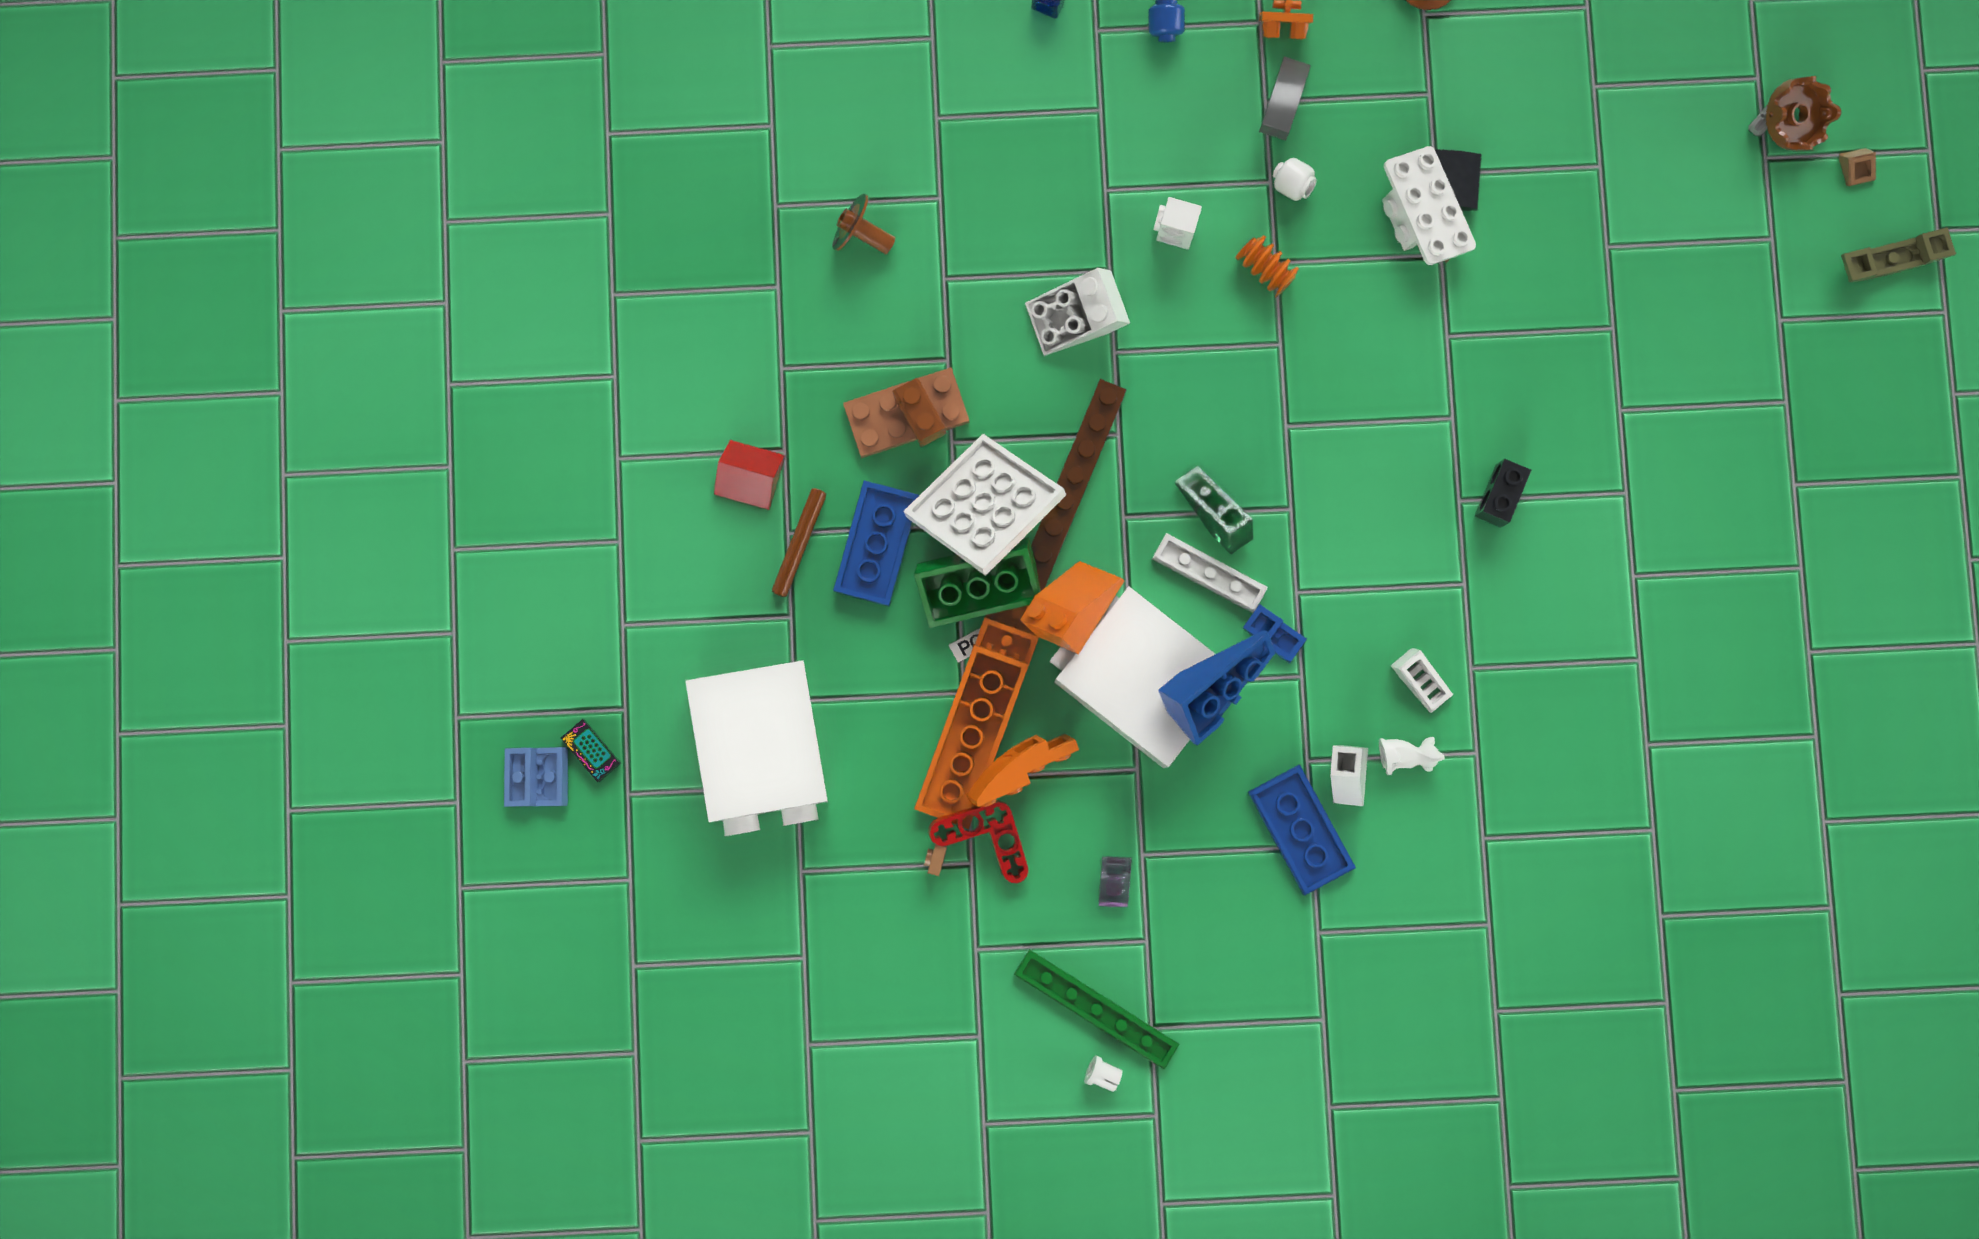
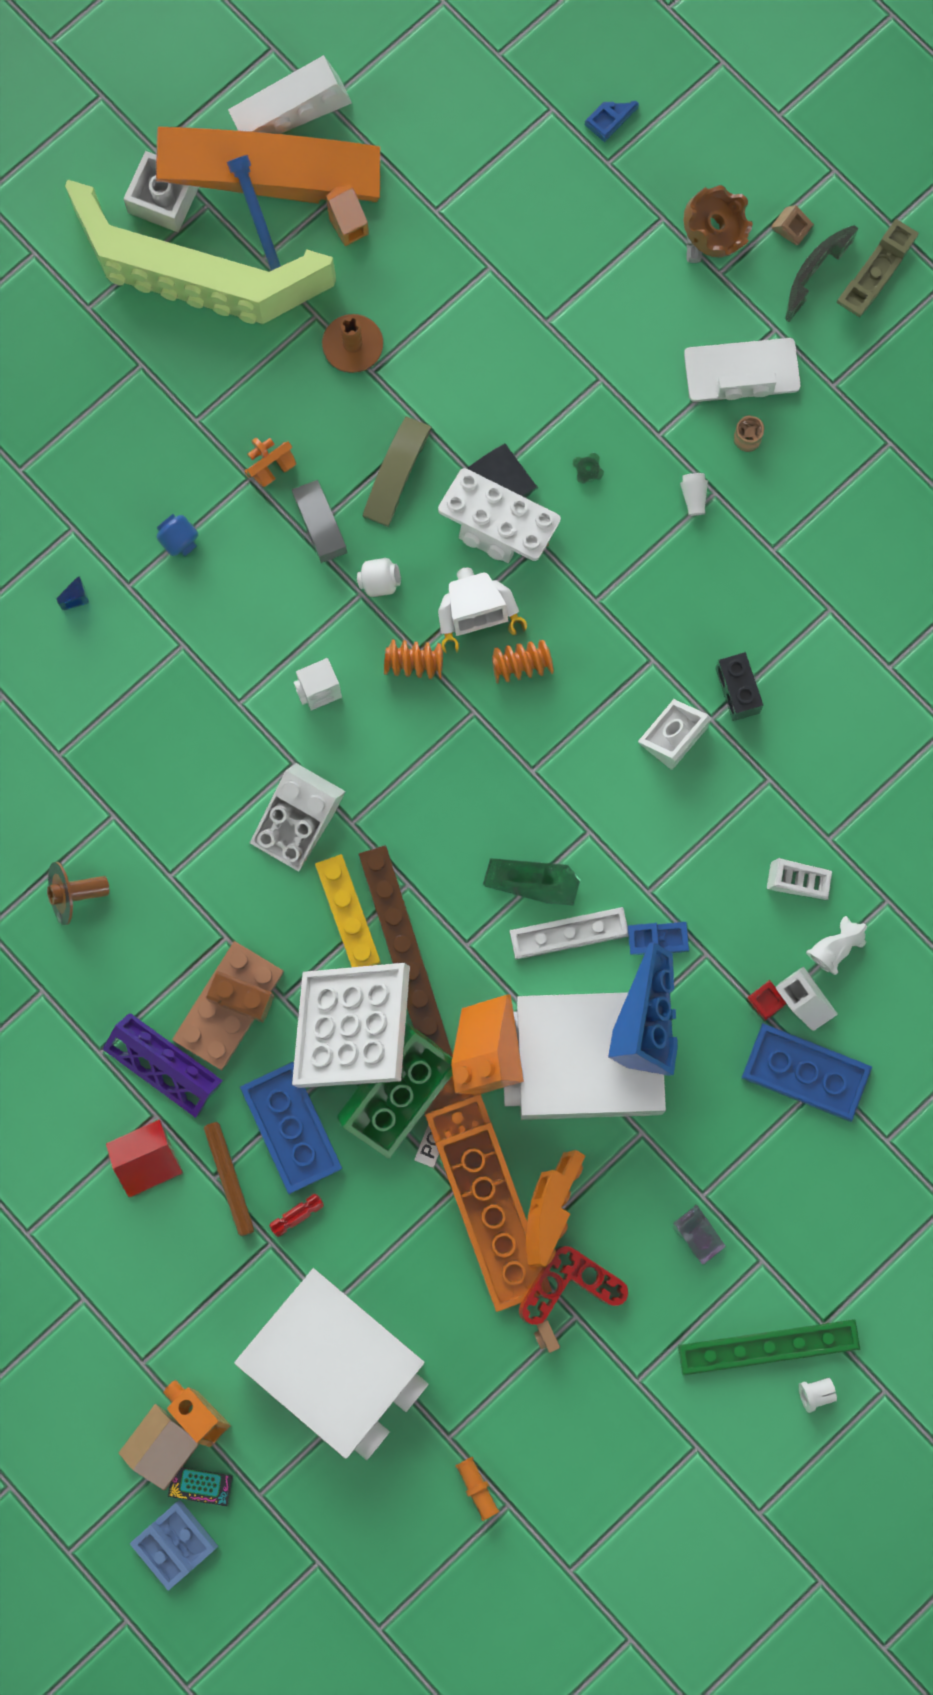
camera: 40 degrees left, 5 degrees down
(583, 697) = (158, 1448): none -> medium nougat slope
(631, 705) = (203, 1422): none -> orange torso
(790, 926) = (477, 1488): none -> orange pin
(824, 412) = (164, 1059): none -> dark purple fence
(826, 611) = (296, 1215): none -> red axle
(1054, 416) = (347, 912): none -> yellow plate
(1317, 750) = (766, 1000): none -> red tile
(1350, 334) = (522, 660): none -> orange piece
(1351, 261) = (475, 605): none -> white torso
(1377, 106) = (396, 470): none -> olive slope
(1422, 487) = (674, 732): none -> white slope
(1522, 231) = (588, 475): none -> clear green plate
(1597, 314) = (694, 491): none -> white cone
(1685, 297) = (752, 428): none -> medium nougat wheel
(1718, 248) = (742, 370): none -> white bracket
(1877, 209) = (833, 245): none -> clear smoke slope

